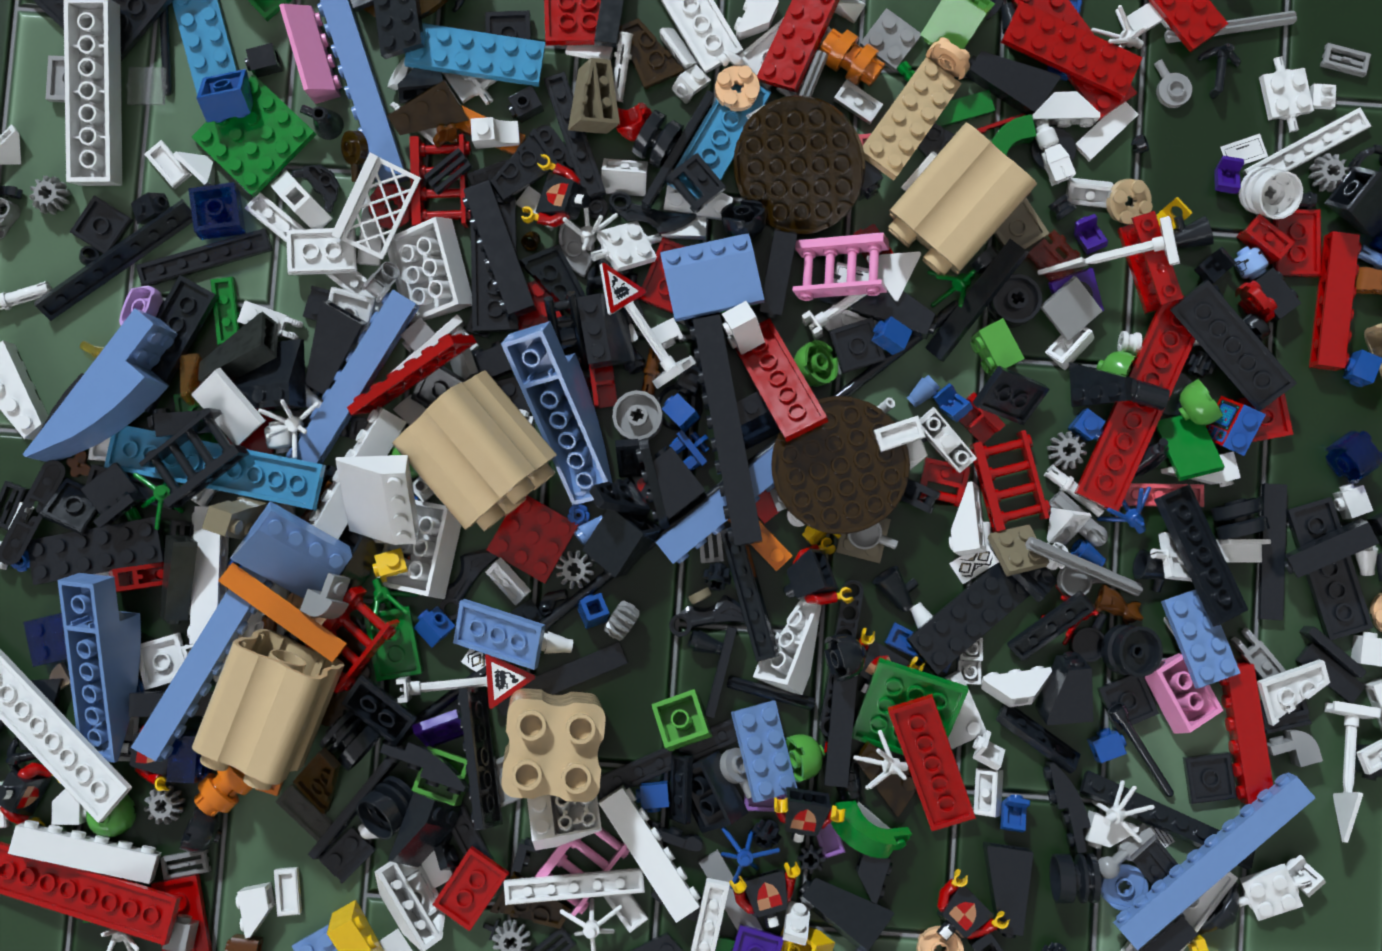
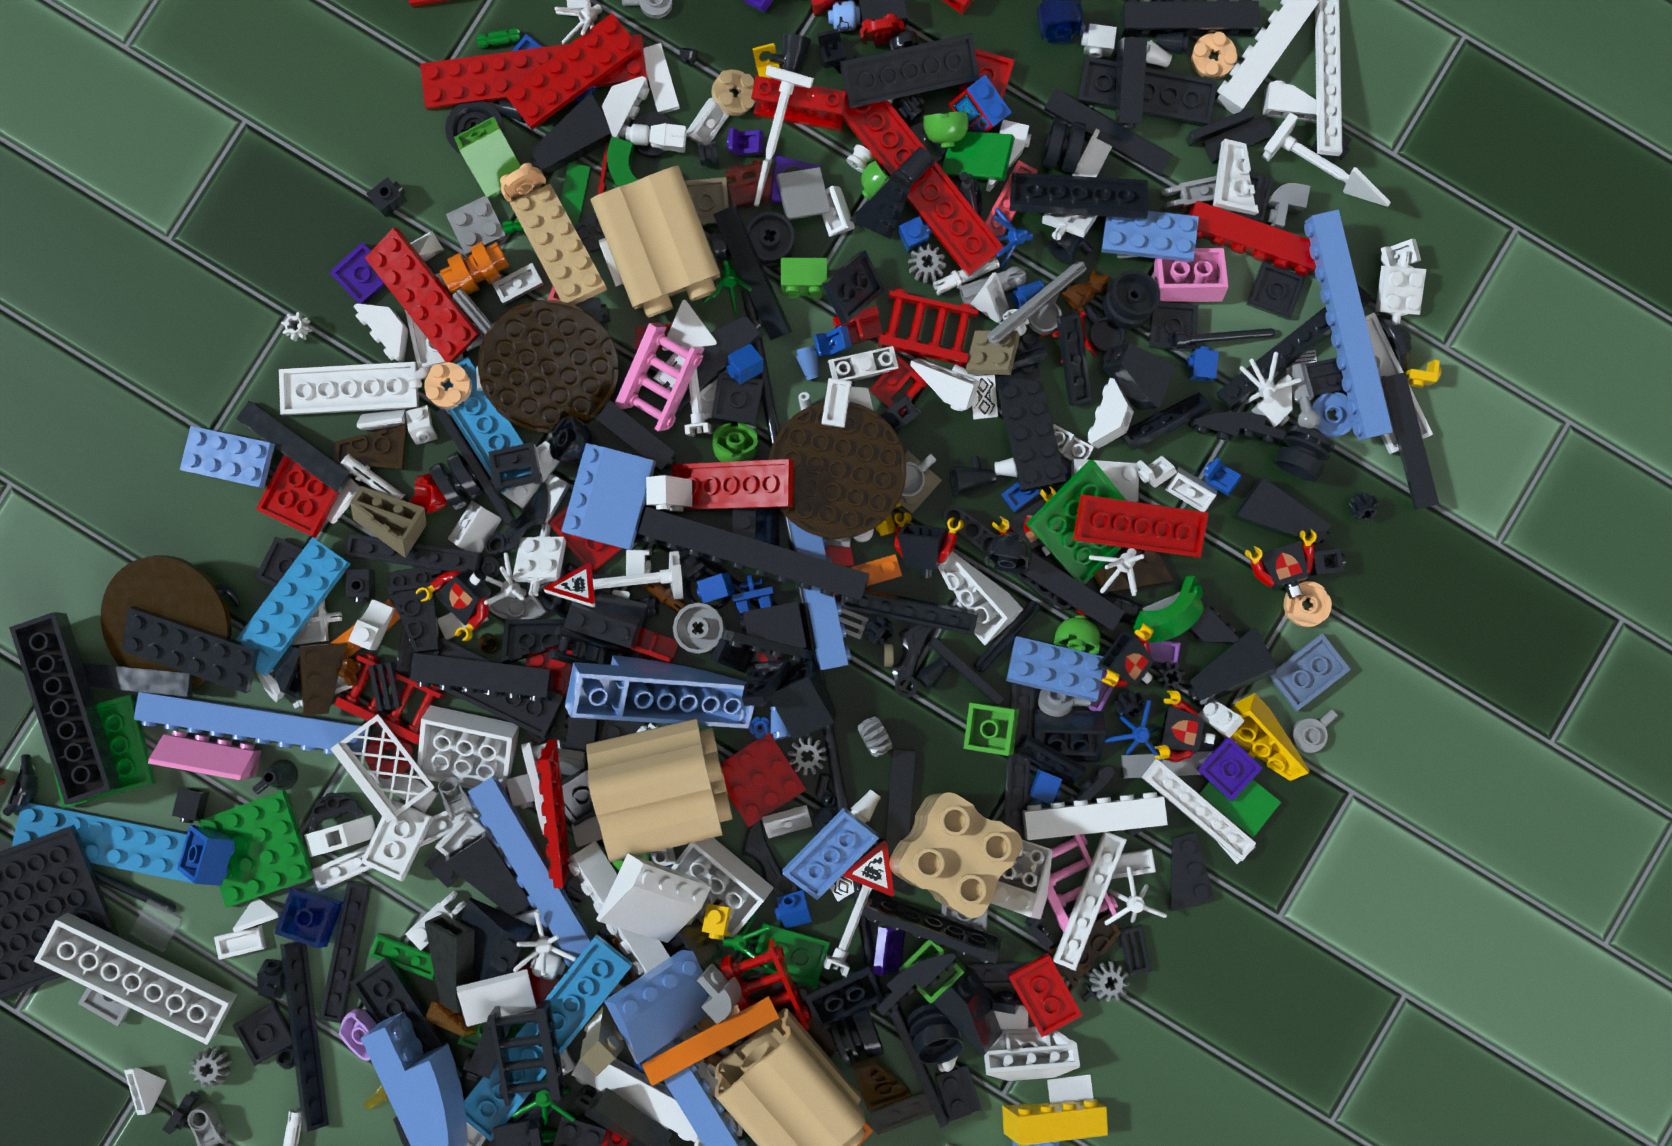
camera: 70 degrees left, 0 degrees up
(354, 150) = (320, 762): dark brown piece -> none
(593, 610) = (853, 758): blue brick -> none

